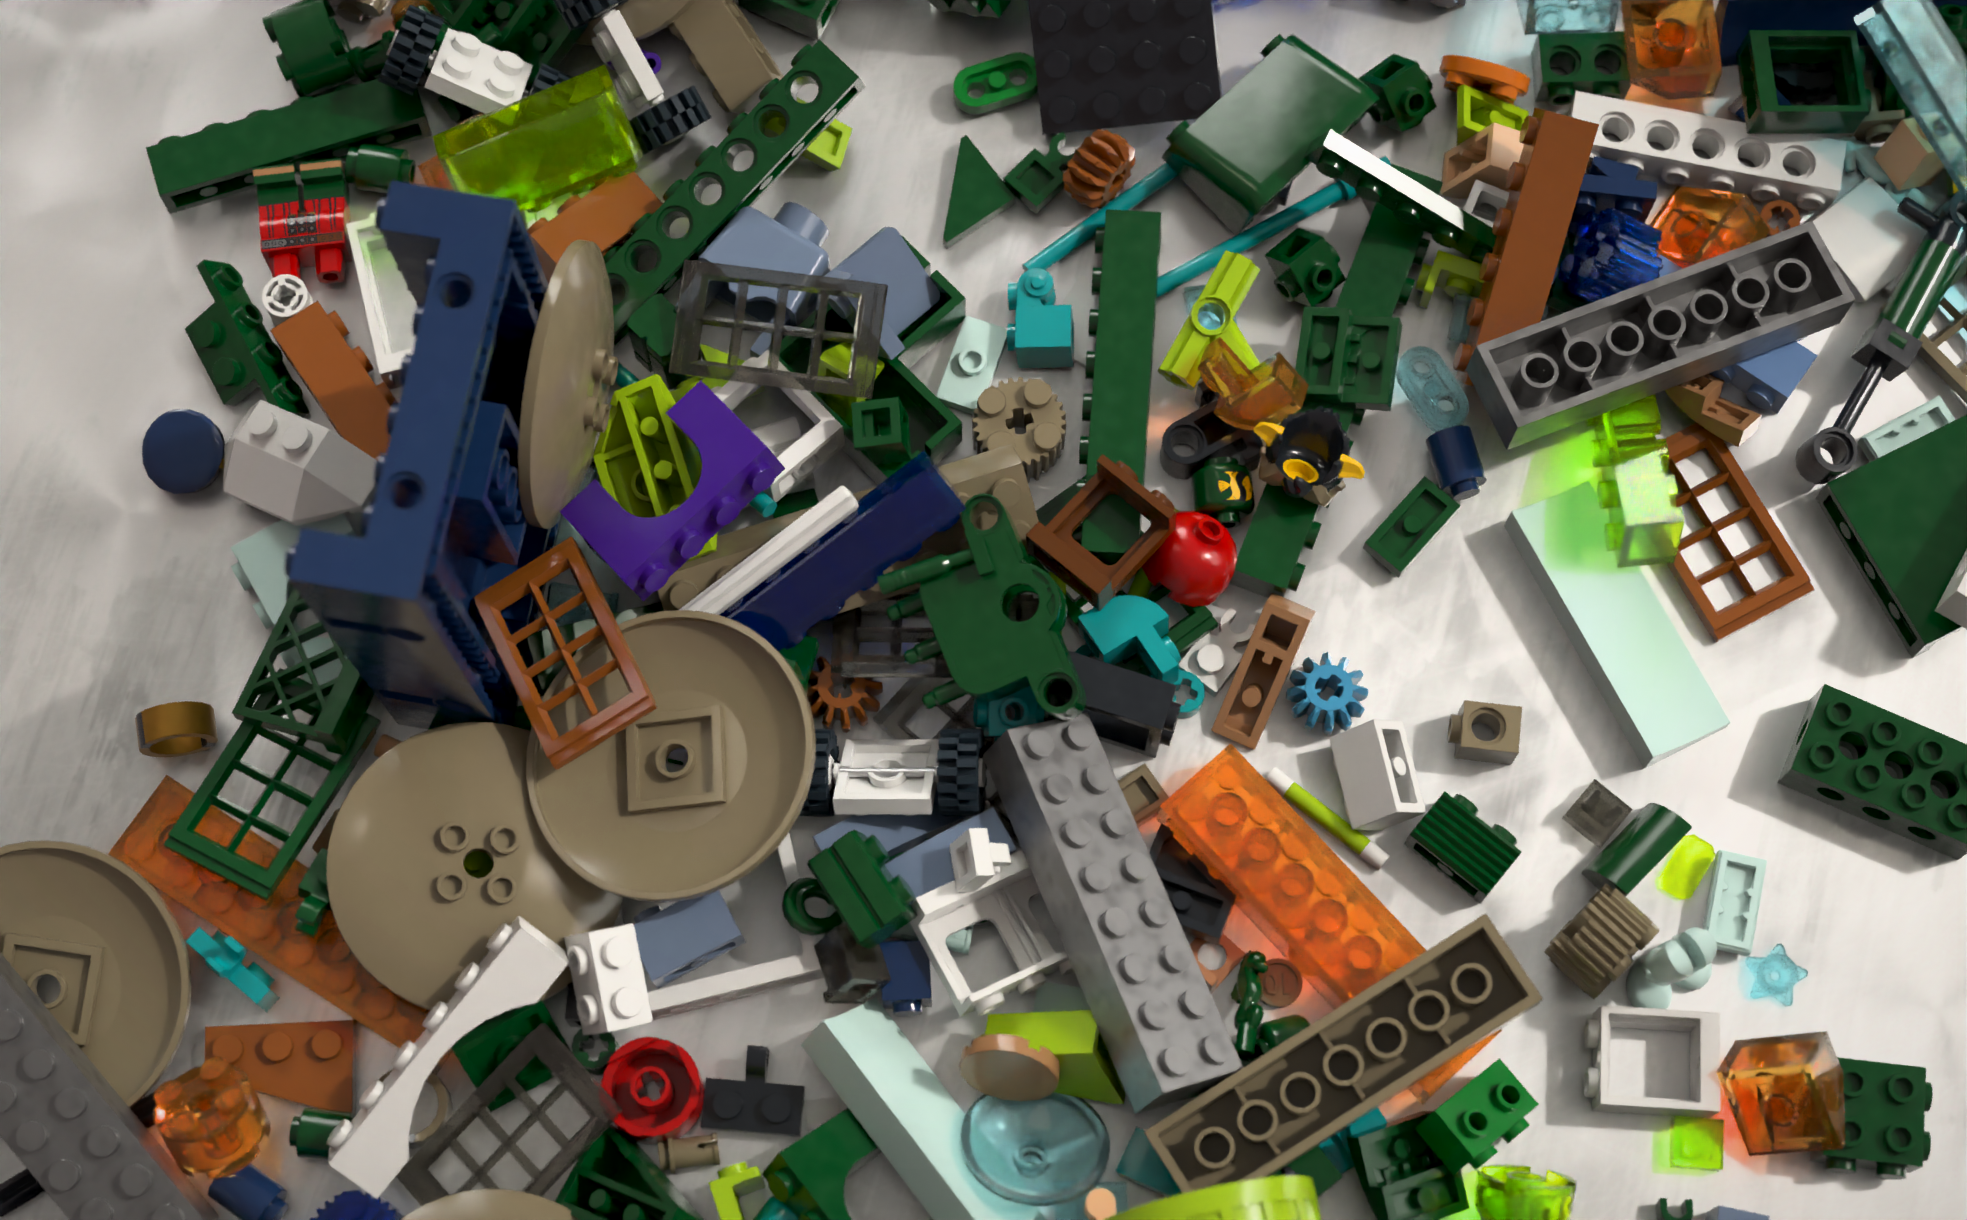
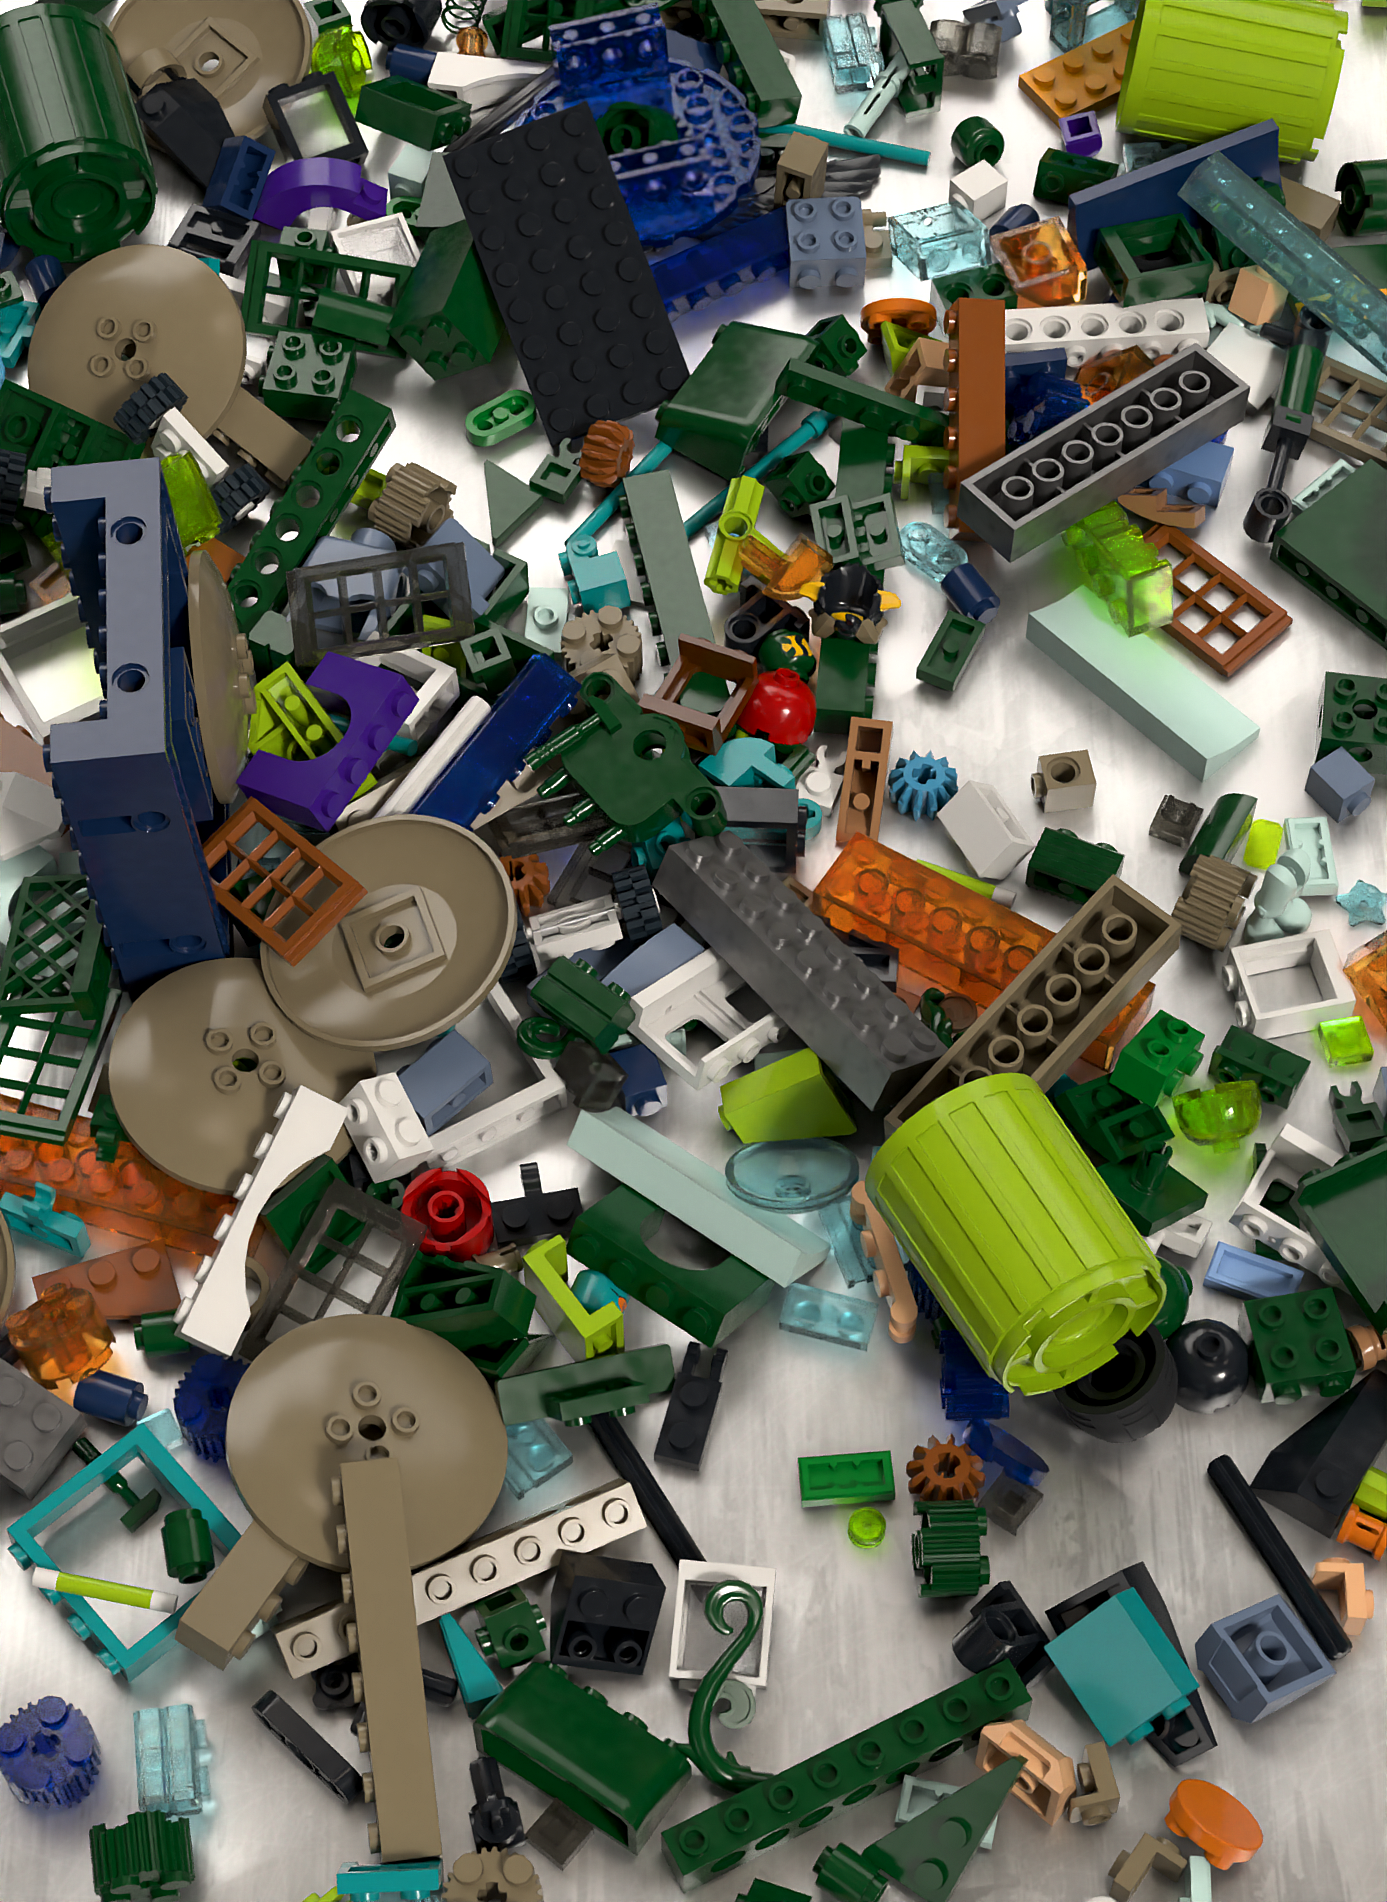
camera: 15 degrees left, 15 degrees down
(862, 184) = (412, 505): none -> dark tan brick
(976, 859) = (673, 953): white tile -> none
(1009, 1068) = (752, 1113): medium nougat tile -> none
(1589, 1149) = (1253, 1058): none -> dark green bracket
(1796, 824) = (1340, 785): none -> sand blue brick

